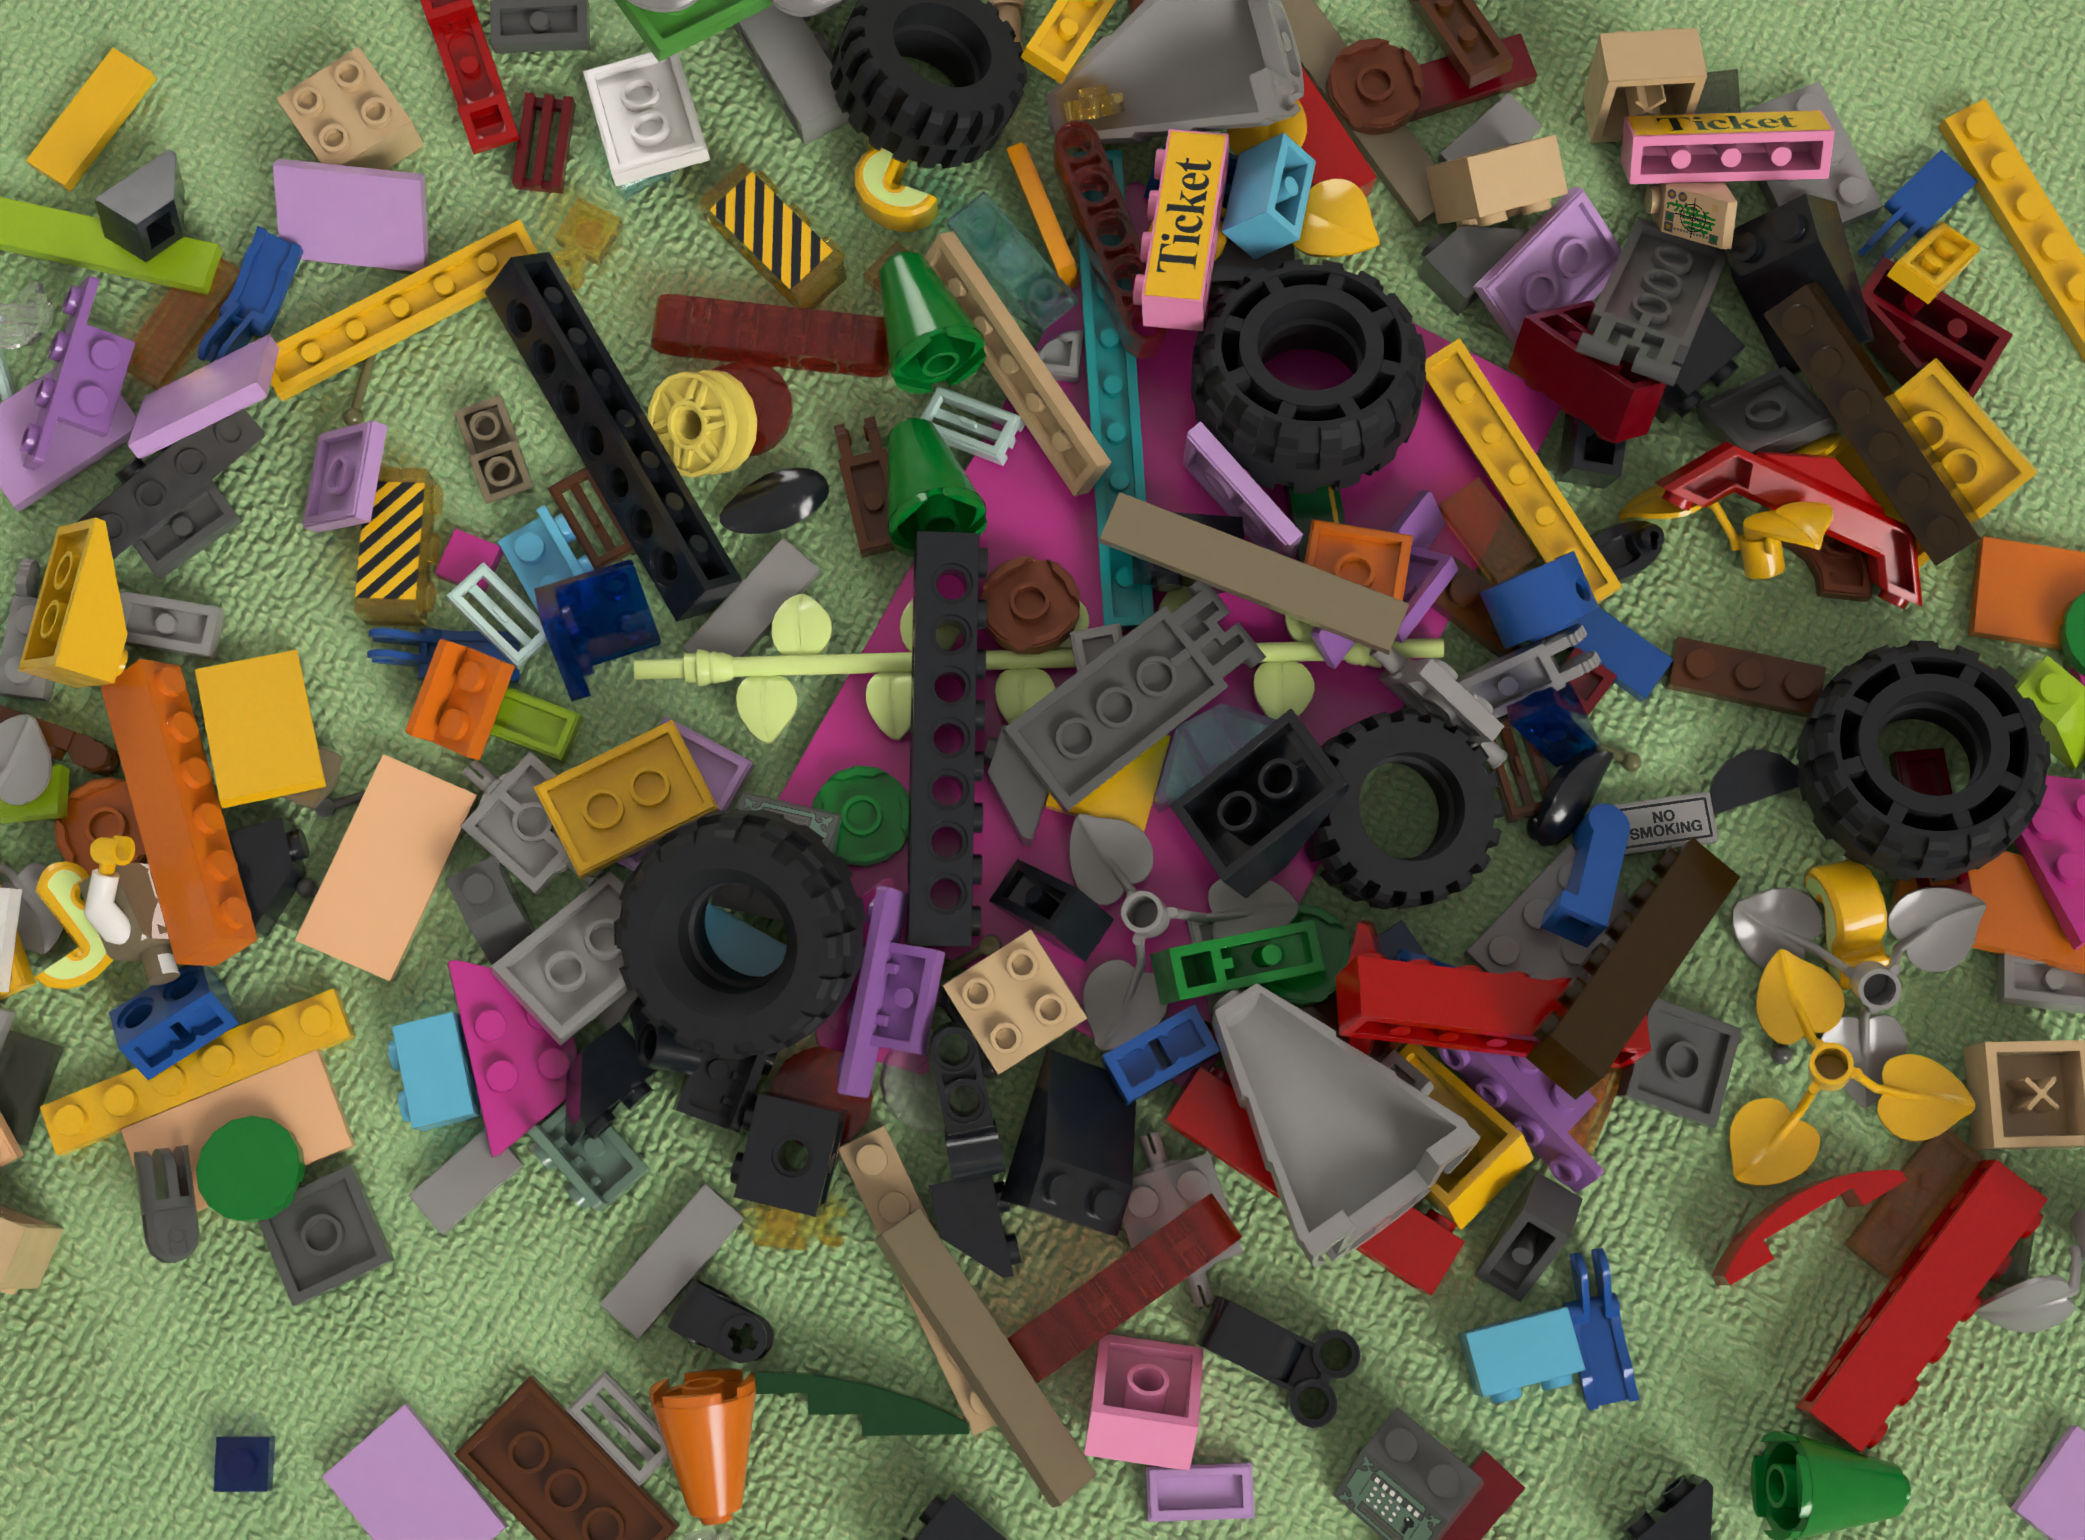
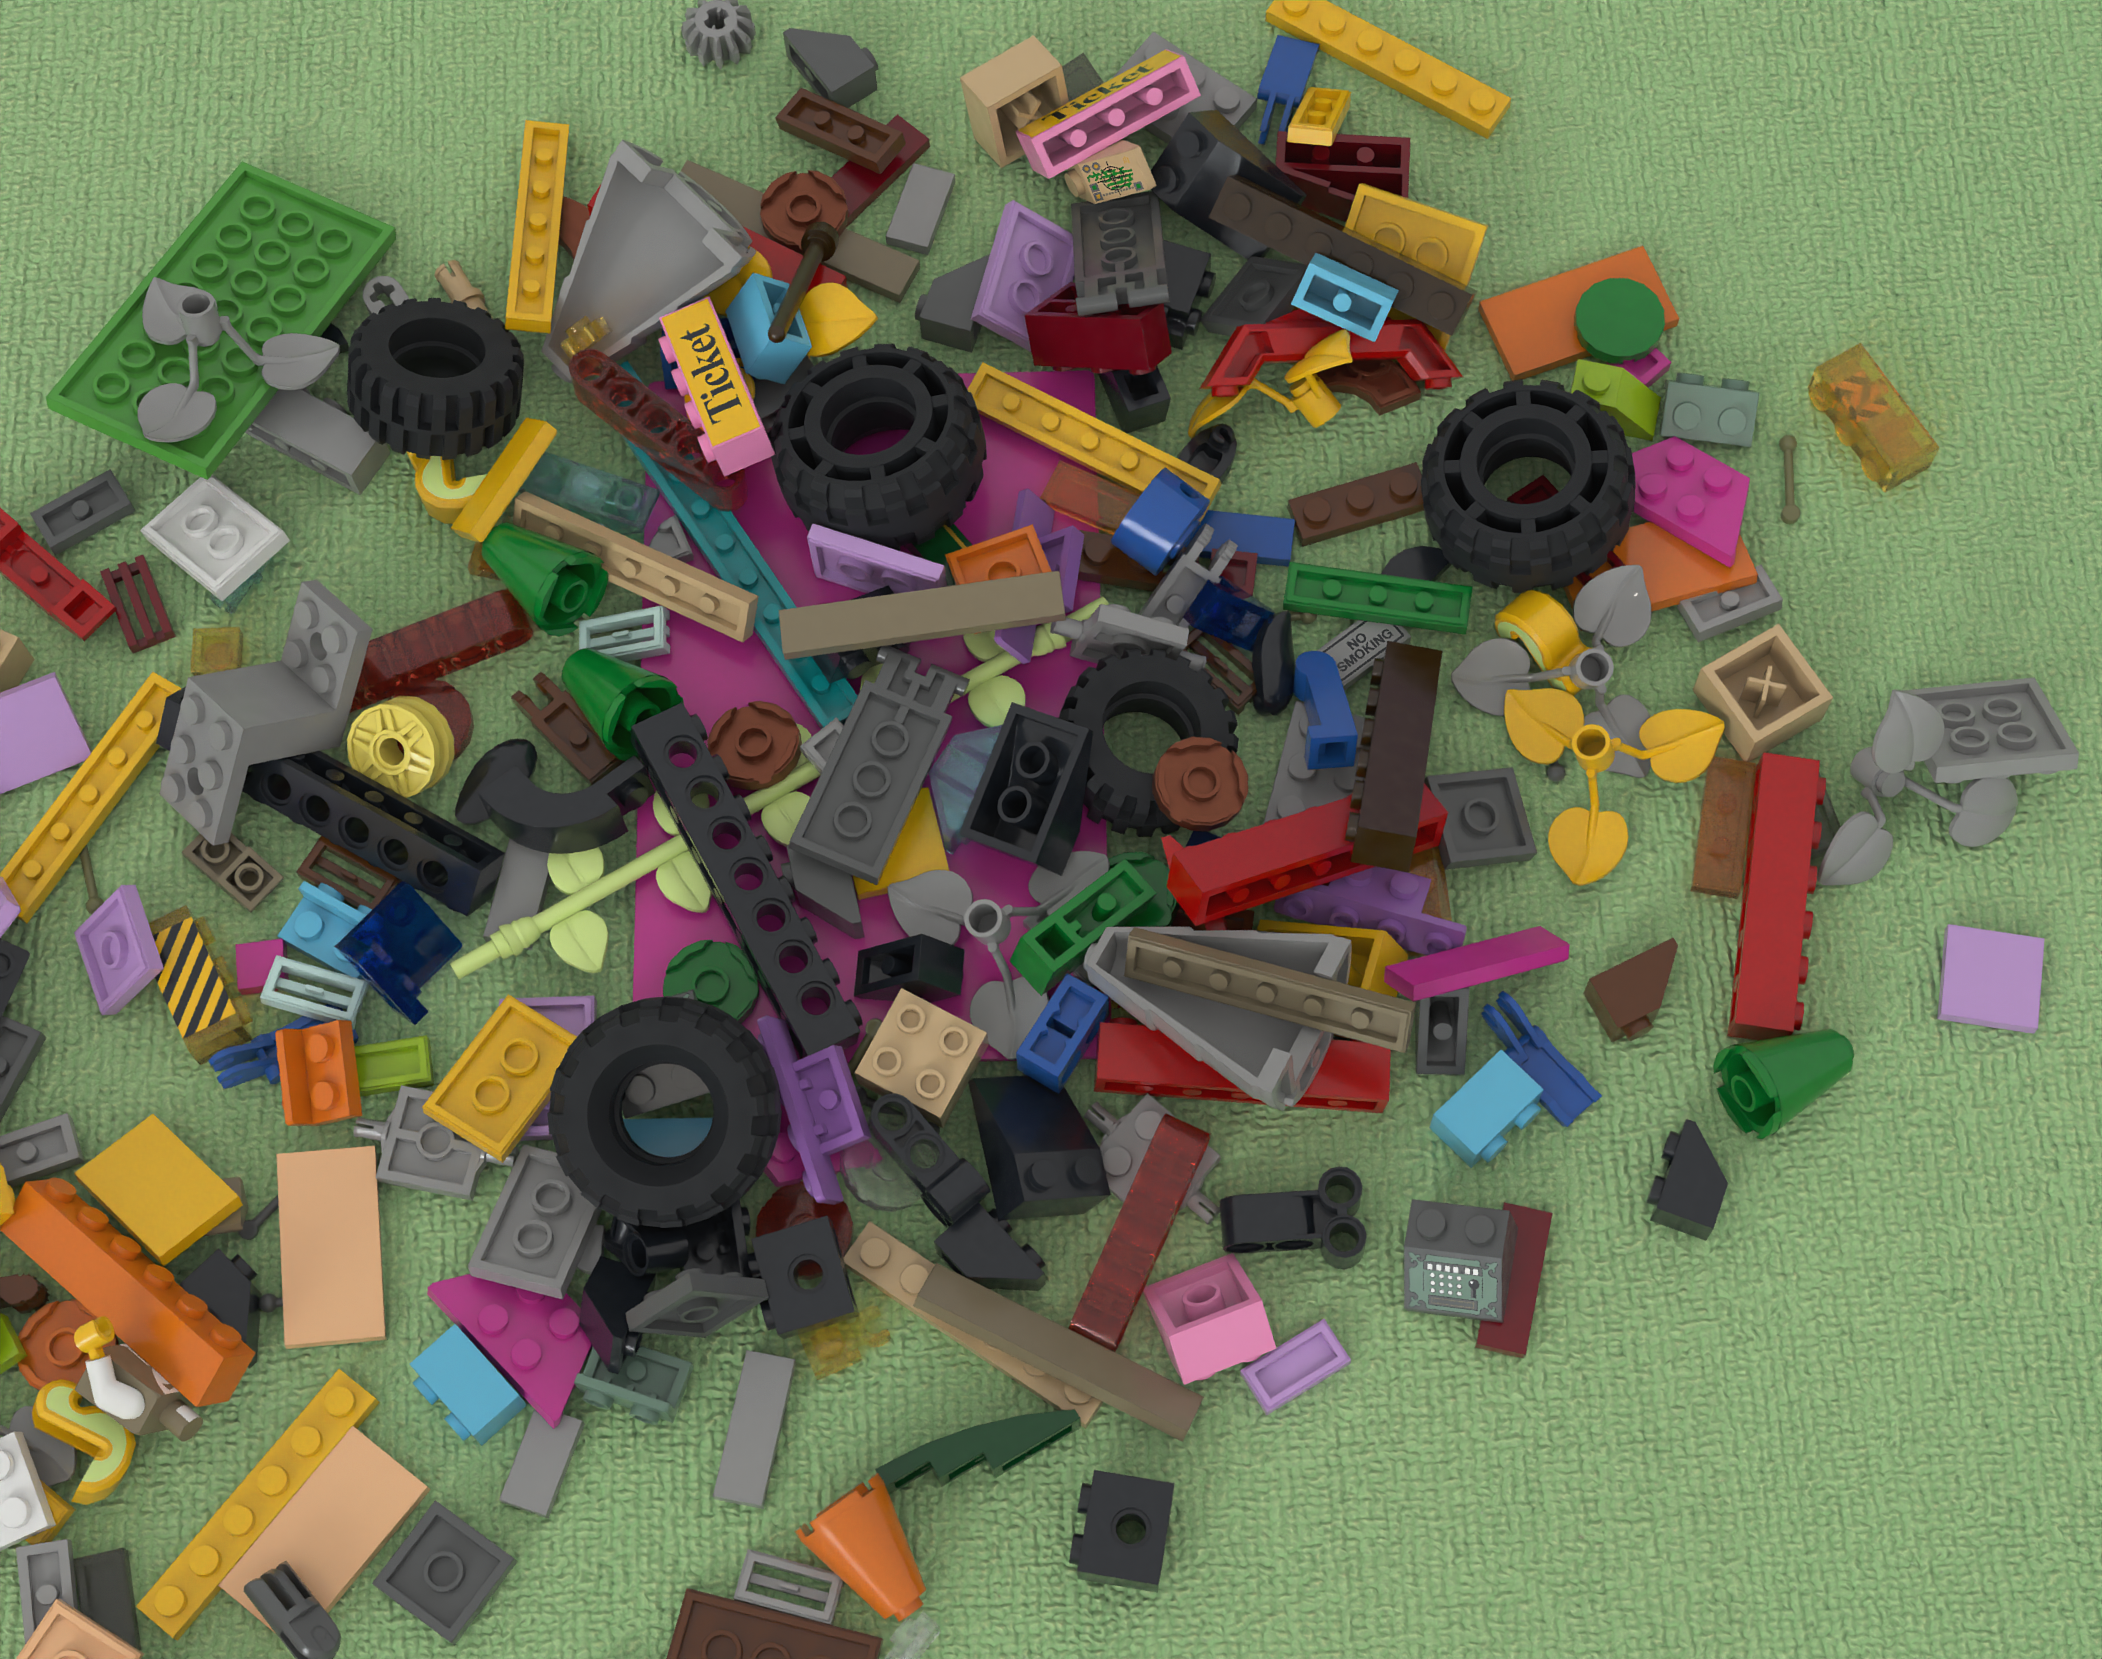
camera: 25 degrees left, 10 degrees down
(173, 1019) = (215, 1464): blue brick -> none
(250, 1169) = (351, 1549): green tile -> none
(491, 907) = (438, 1226): dark grey slope -> none
(593, 321) = (265, 711): none -> light grey bracket
(675, 1125) = (696, 1303): none -> dark grey plate
(713, 1320) = (815, 1453): black piece -> none
(774, 237) = (379, 575): brick -> none
(817, 585) = (566, 820): none -> black arch
(938, 210) = (504, 479): none -> yellow tile
(1042, 214) = (590, 442): light orange tile -> none
(1367, 131) = (818, 246): none -> dark brown piece
(1375, 1139) = (1270, 989): none -> dark tan tile
(1426, 890) = (1200, 784): none -> copper tile
(1497, 183) = (944, 230): tan brick -> none
(1592, 1211) = (1476, 963): none -> dark pink tile
(1708, 786) = (1377, 598): none -> green tile
(1729, 1319) = (1632, 992): none -> reddish brown slope
(1748, 1249) = (1666, 839): red slope -> none
(1851, 474) = (1344, 297): none -> medium azure brick

